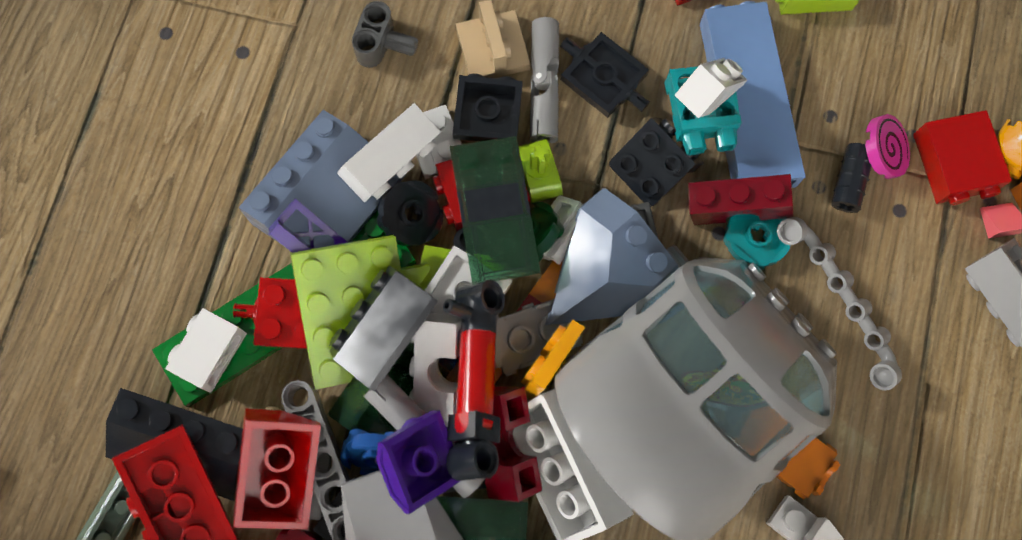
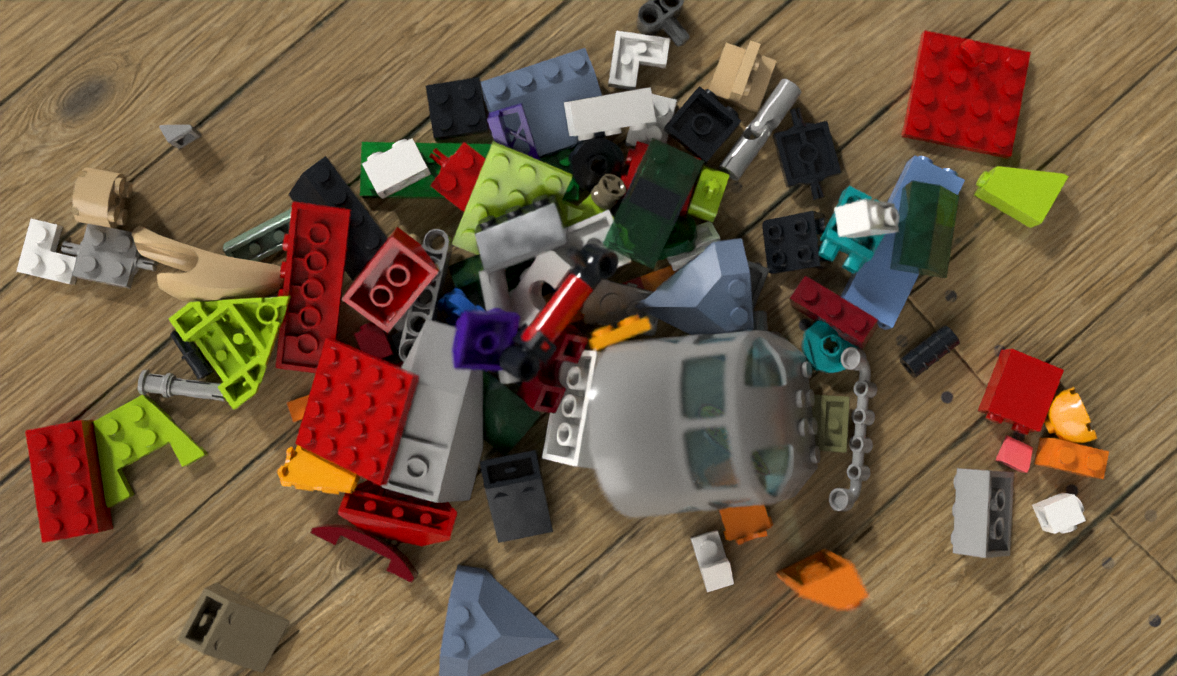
camera: 35 degrees right, 10 degrees up
(231, 253) = (456, 108): none -> black plate
(372, 85) = (632, 50): none -> white plate
(440, 230) = (608, 191): none -> dark tan wheel
(772, 71) = (925, 229): none -> clear green slope
(818, 306) = (832, 422): none -> olive plate
(887, 146) = (971, 346): dark pink tile -> none
(941, 465) = (826, 580): none -> orange slope

